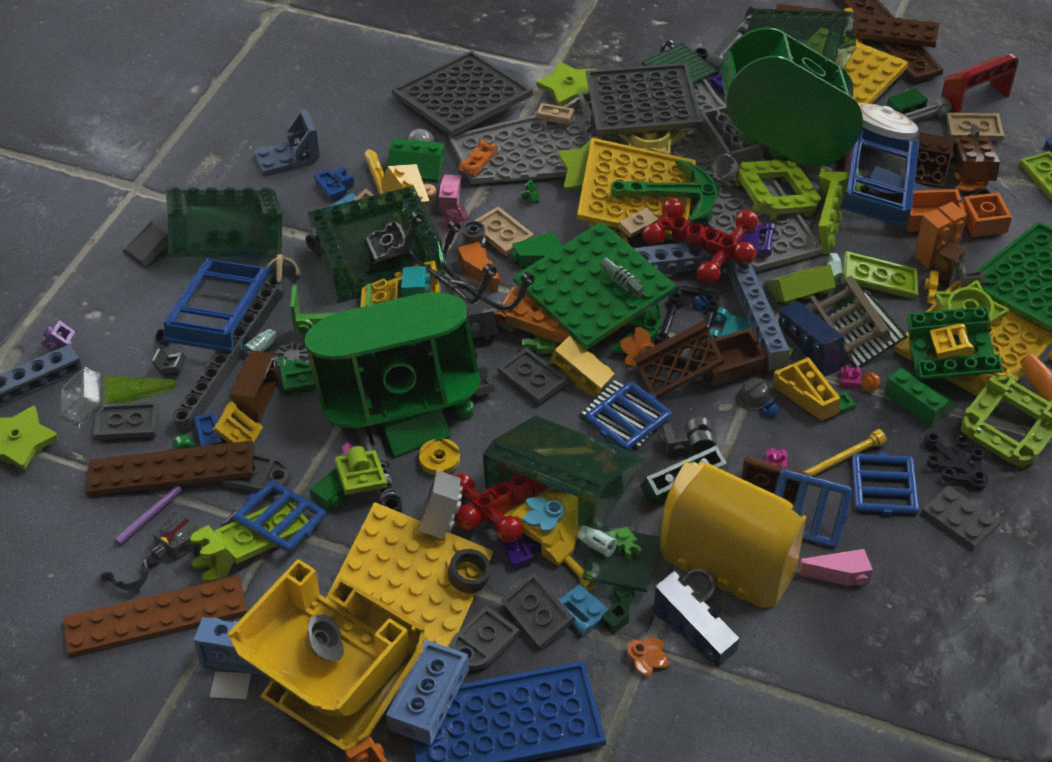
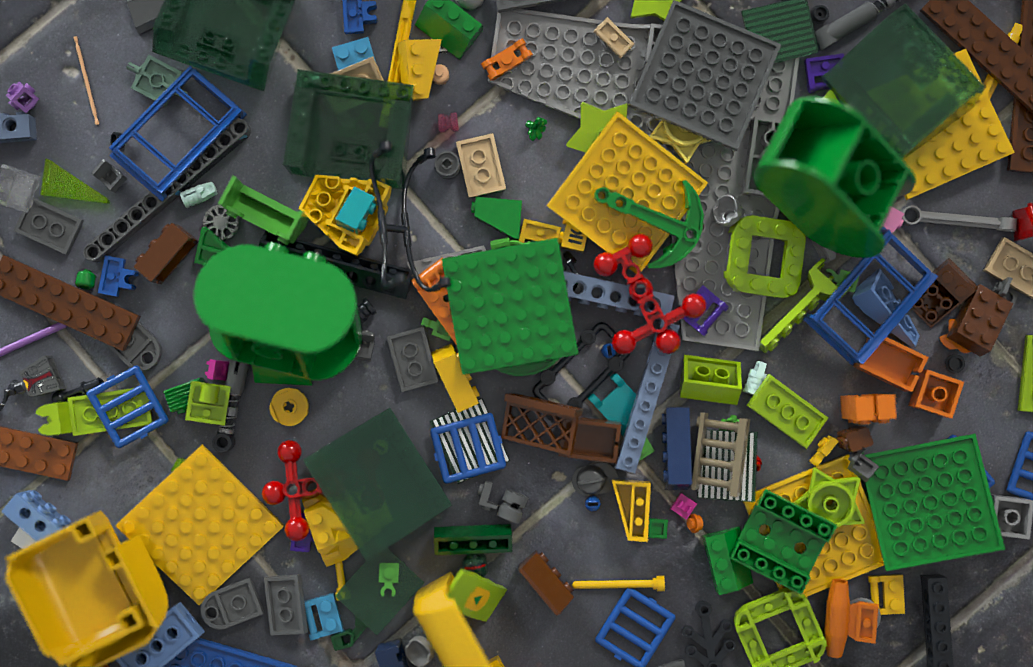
camera: 25 degrees right, 40 degrees up
(112, 314) = (86, 80): none -> light nougat piece
(174, 284) = (153, 78): none -> sand green plate
(232, 430) = (130, 297): yellow plate -> none
(282, 260) = (267, 104): tan helmet -> none
(324, 638) = (88, 582): dark grey piece -> none
(388, 242) = (360, 140): dark grey slope -> none
(441, 505) = (252, 478): light grey brick -> none
(449, 192) = (461, 84): bright pink slope -> none
(471, 556) = (243, 561): black tyre -> none
(472, 260) = (434, 193): orange slope -> none
(543, 513) = (327, 530): medium azure plate -> none
(593, 538) = (365, 569): light aqua hinge -> none
(622, 277) = (531, 326): sand green hinge -> none
(635, 345) = (518, 381): orange plate -> none
(637, 222) = (599, 242): tan plate -> none
(777, 456) = (563, 557): dark pink tile -> none
(825, 486) = (544, 646): blue bar -> none
(887, 122) = (922, 231): white dish -> none
(907, 101) = (975, 201): green brick -> none
(945, 343) = (774, 538): yellow plate -> none

